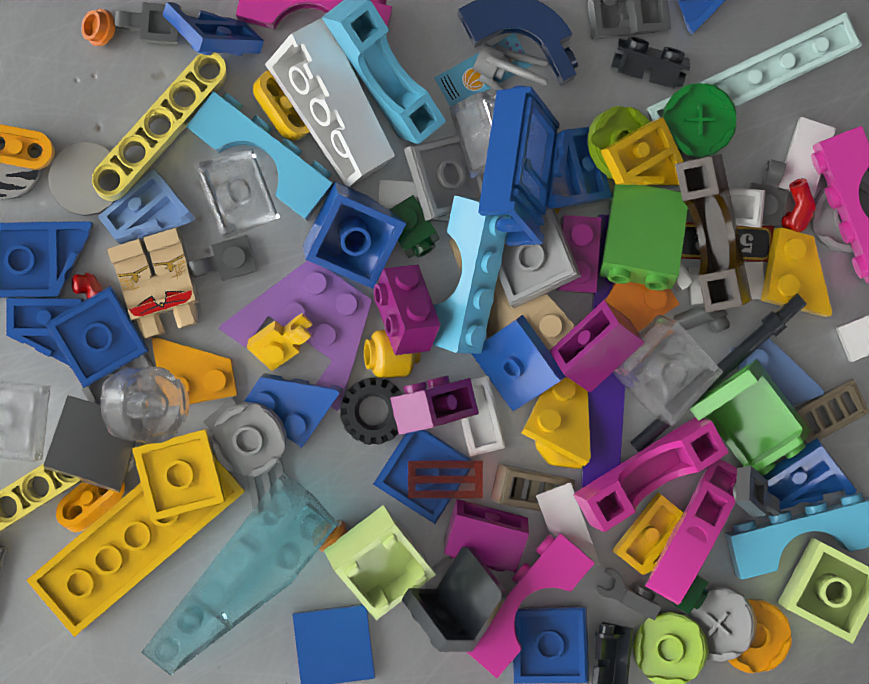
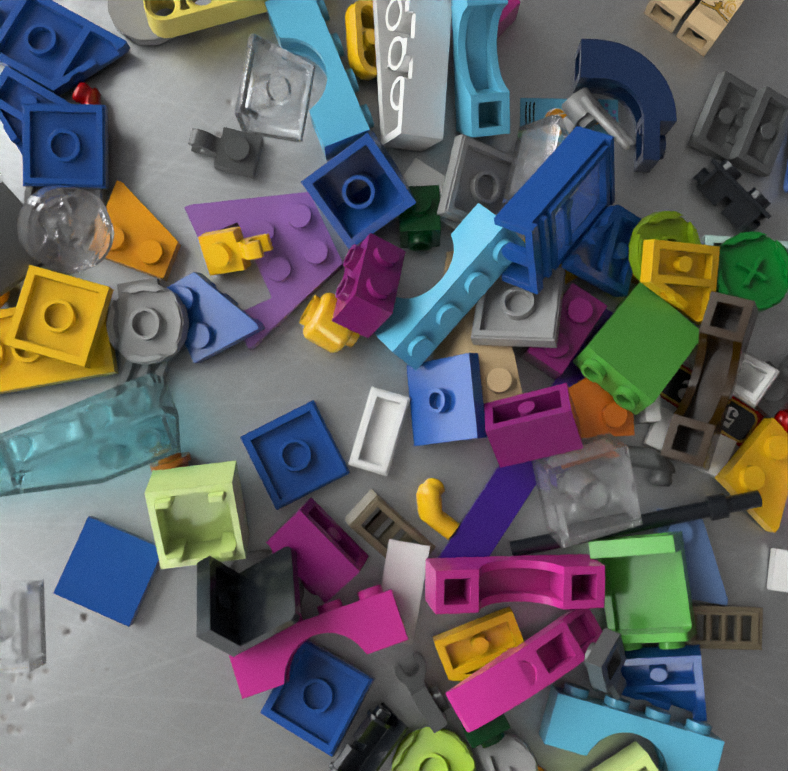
camera: 25 degrees right, 5 degrees down
(145, 210) = (181, 60): medium blue wing -> none
(155, 294) = (153, 129): tan hips -> none
(350, 411) = (269, 346): black tyre -> none
(413, 478) = (280, 453): clear red tile -> none
(433, 406) = (341, 390): magenta brick -> none
(562, 421) = (457, 480): yellow wing -> none

